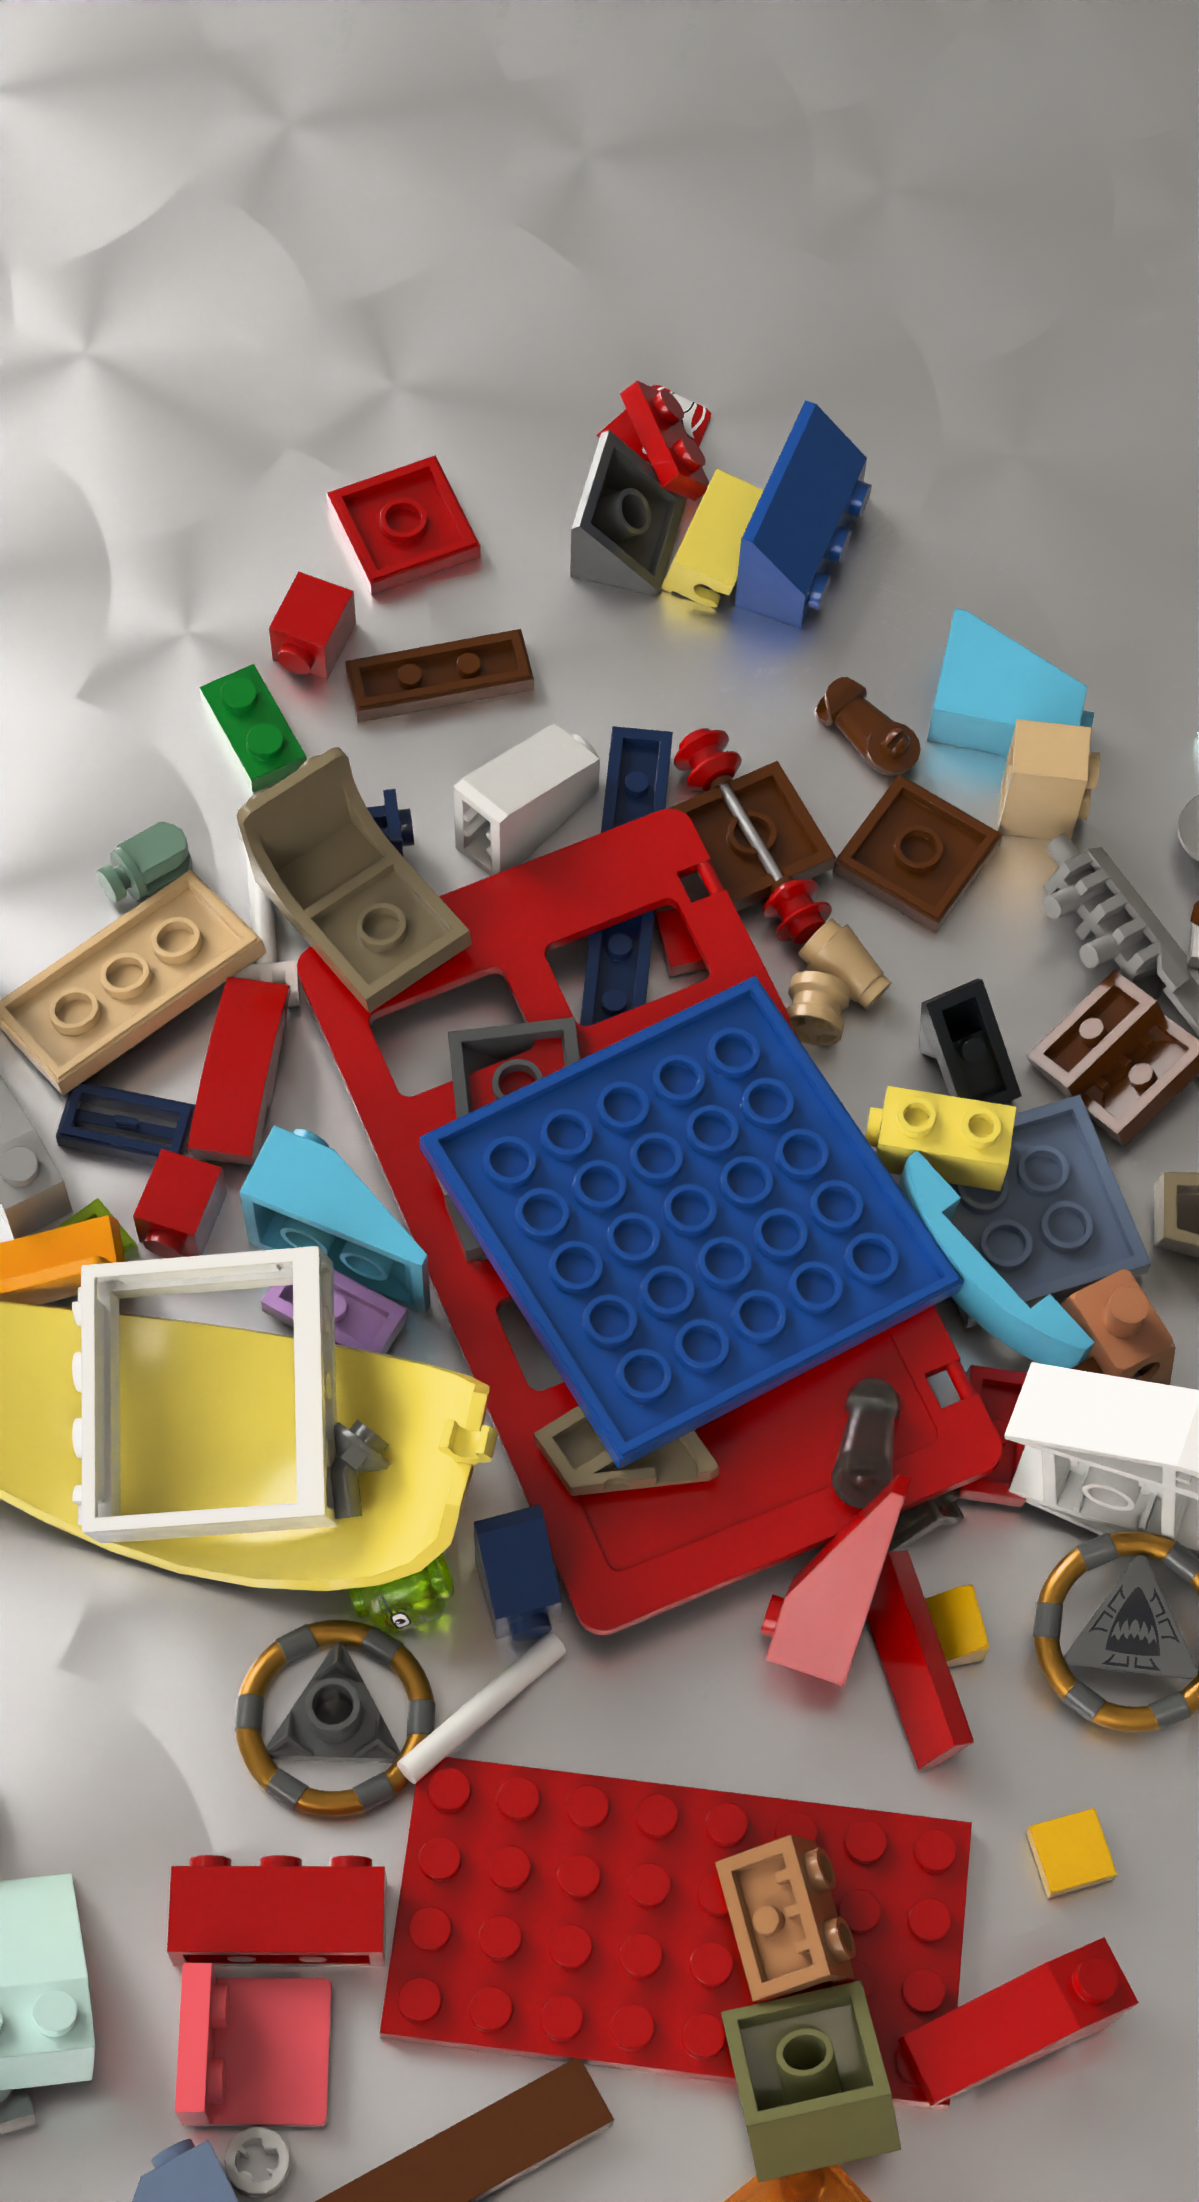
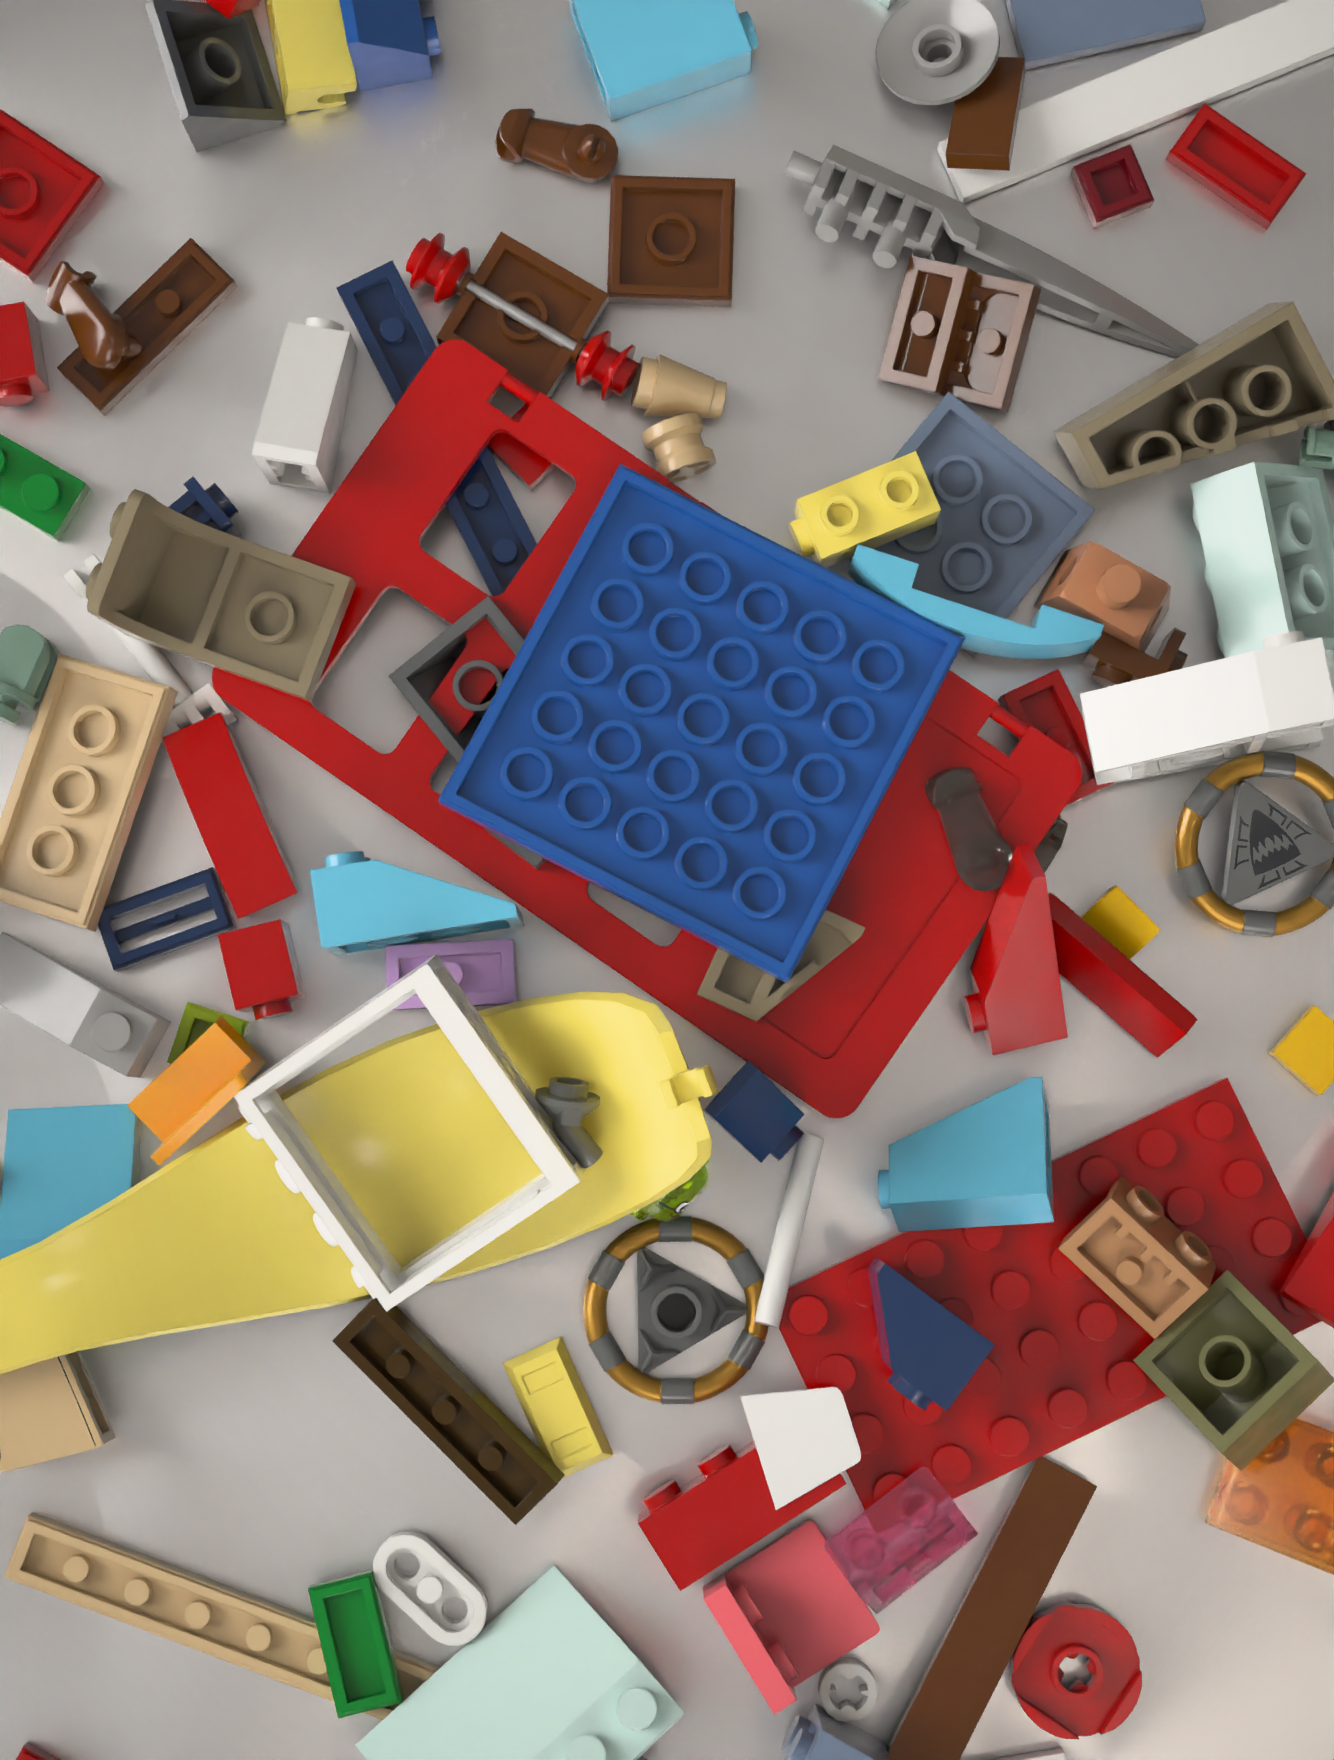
camera: 30 degrees left, 20 degrees up
(76, 1670) = (449, 1409): none -> dark brown plate
(171, 1739) = (558, 1407): none -> light yellow tile
(368, 1884) = (801, 1439): none -> white sticker
(396, 638) = (95, 328): none -> reddish brown piece
(398, 2048) = (899, 1539): none -> clear pink bracket
(537, 1851) = (922, 1340): none -> dark blue slope
(688, 1747) = (975, 1166): none -> medium azure slope
(968, 1045) = (834, 411): black slope -> none
(1047, 780) = (750, 109): tan brick -> none

